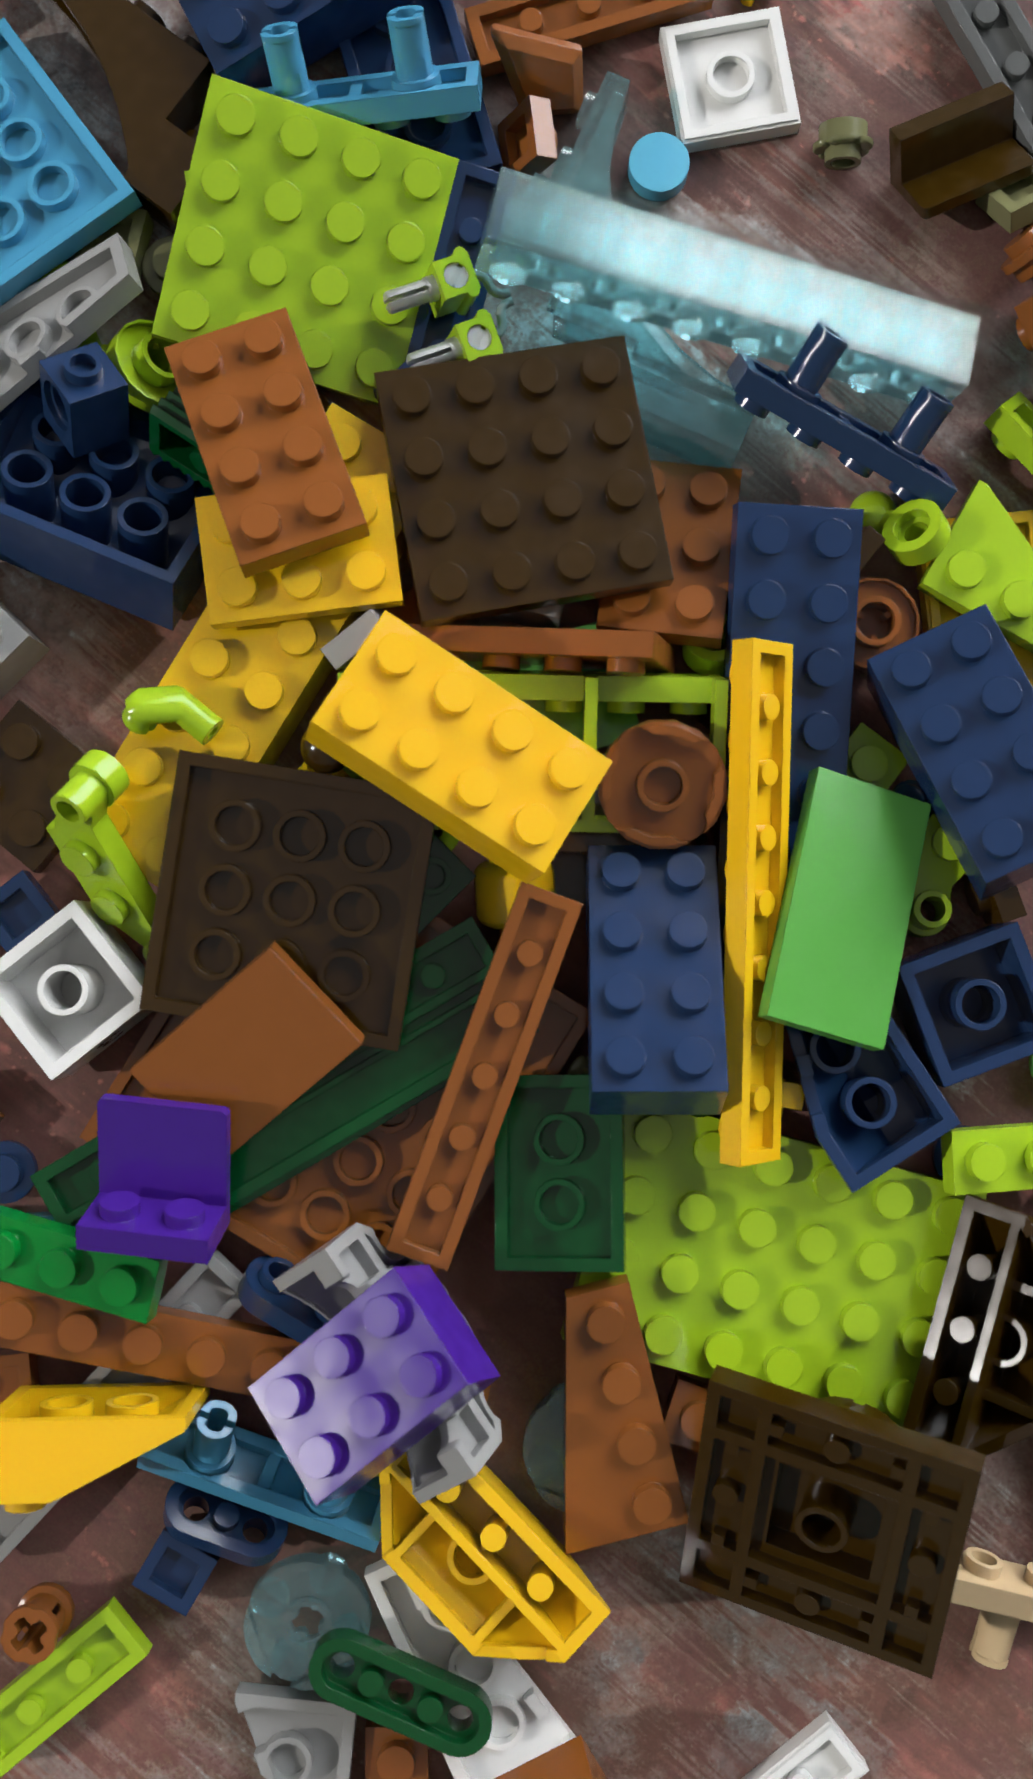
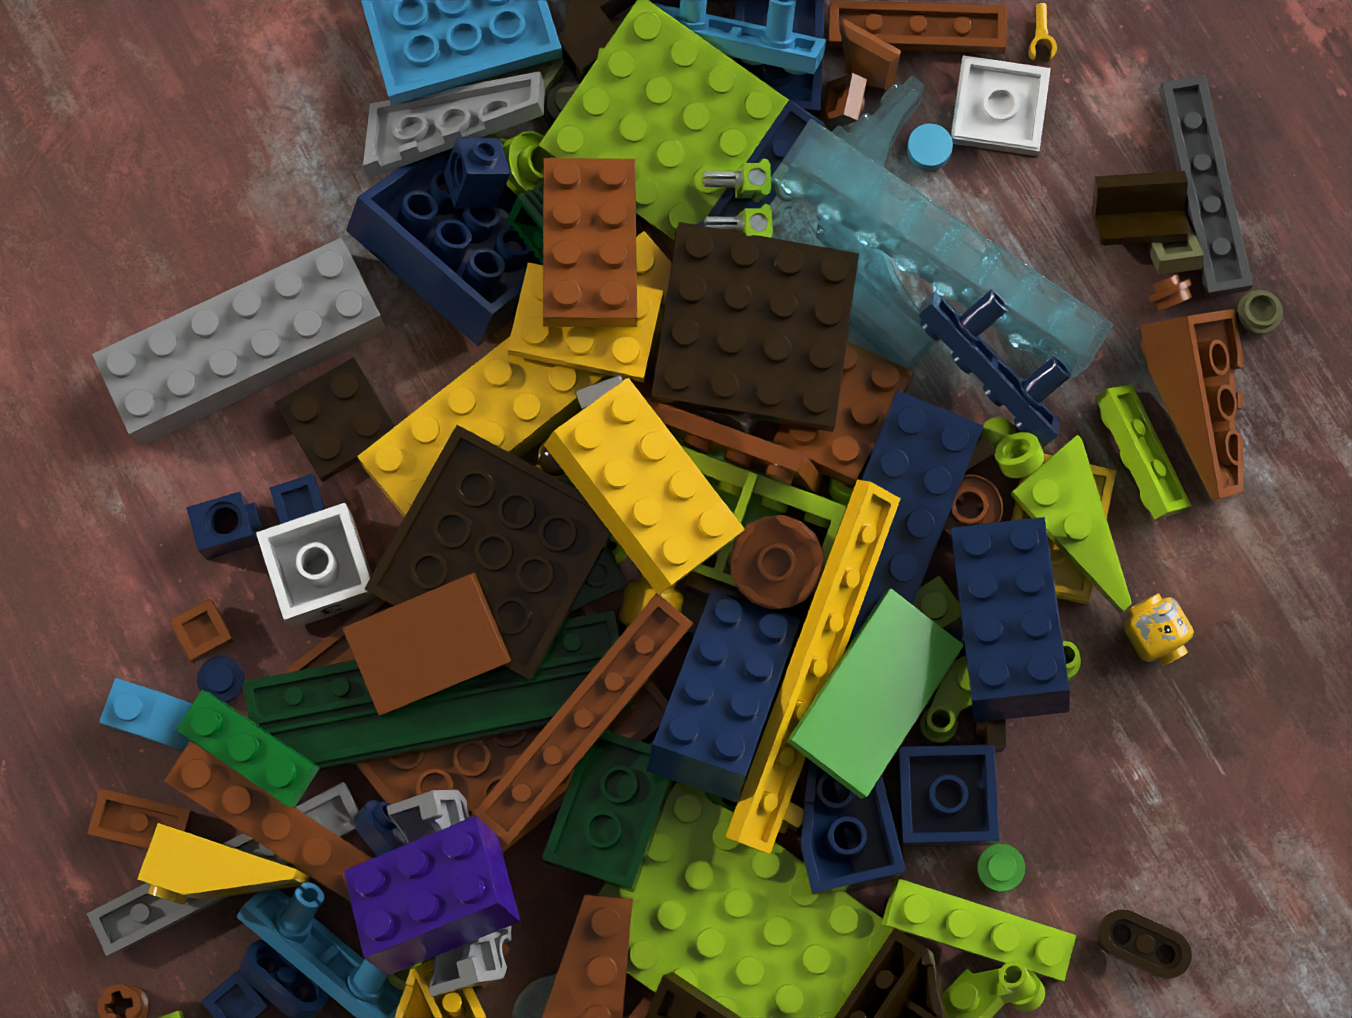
camera: 20 degrees right, 10 degrees down
(96, 850) = (374, 475): lime plate -> none
(159, 1179) = (337, 705): dark purple bracket -> none
(169, 704) = (460, 393): lime arm -> none
(843, 142) = (1063, 174): olive plate -> none

